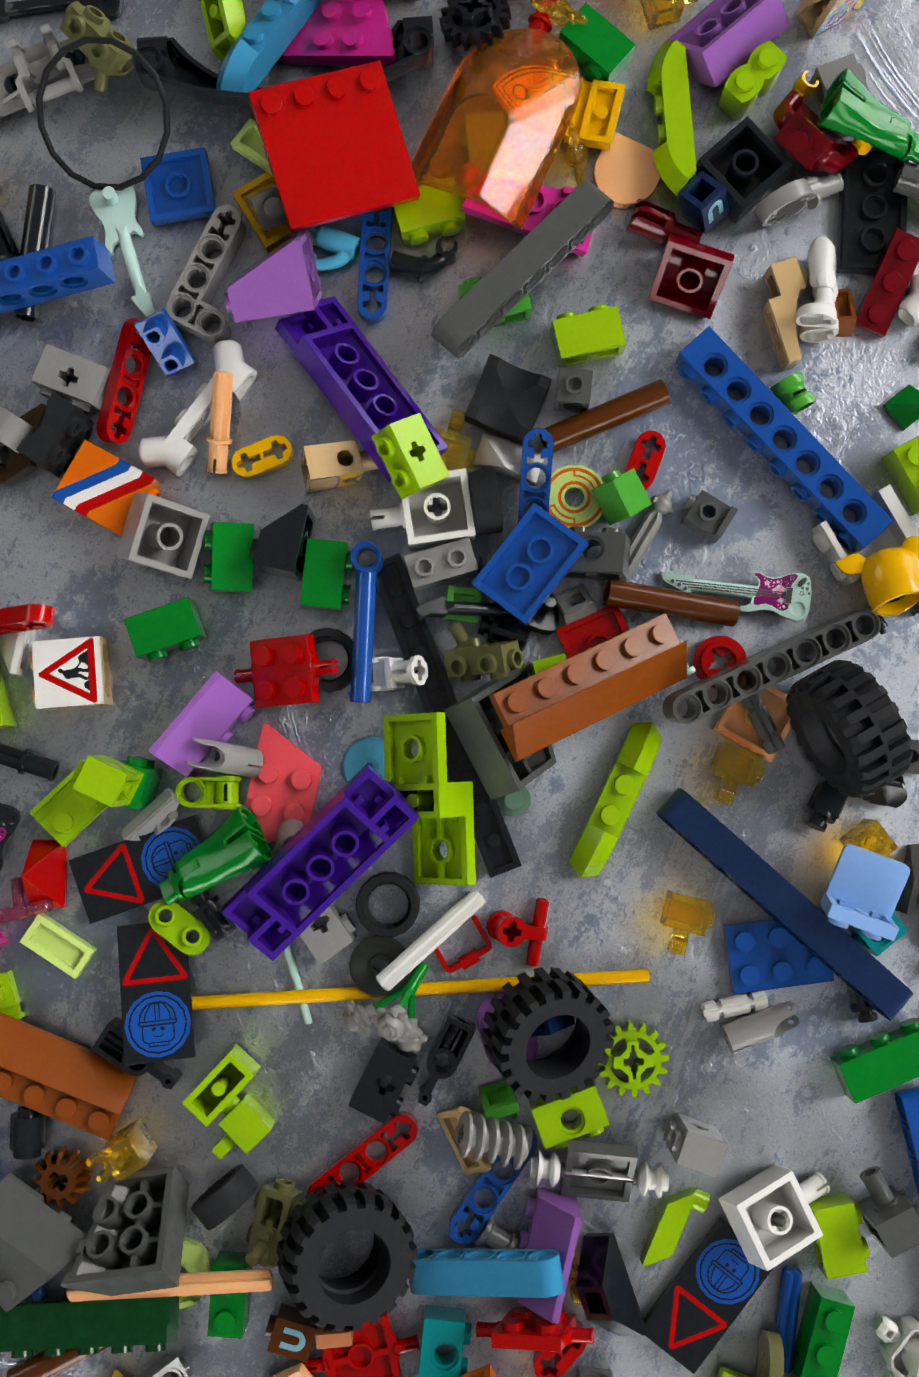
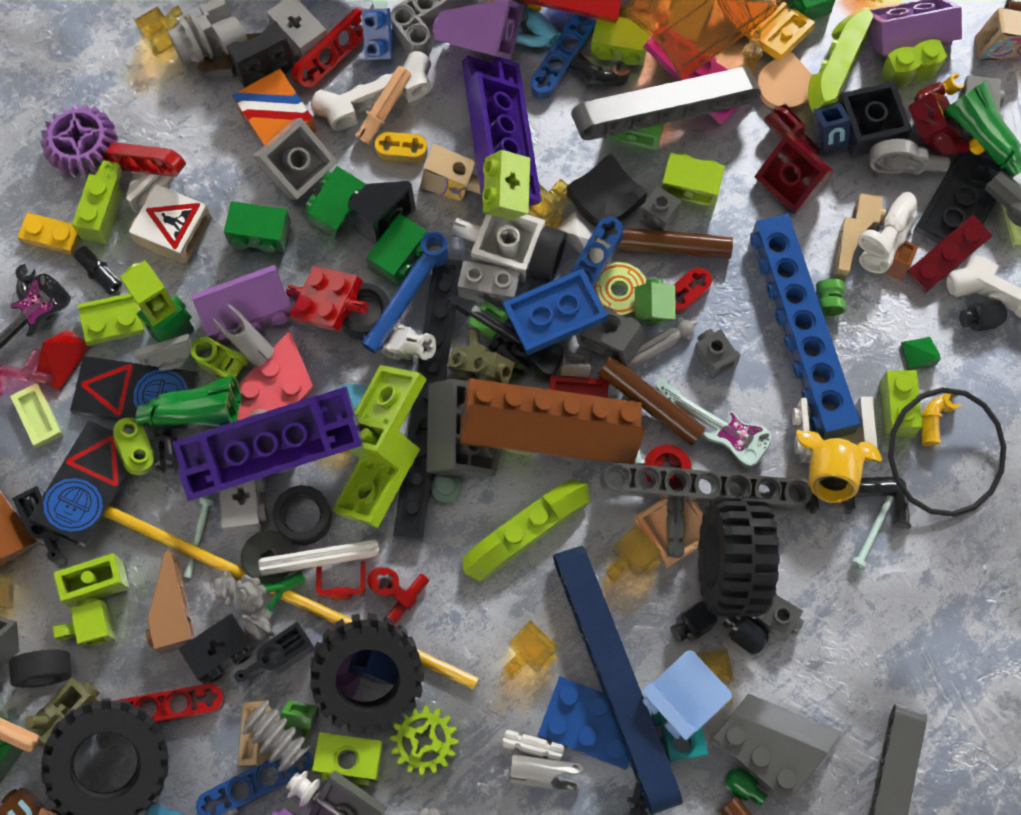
camera: 30 degrees right, 15 degrees down
(317, 1072) = (169, 612): none -> medium nougat slope

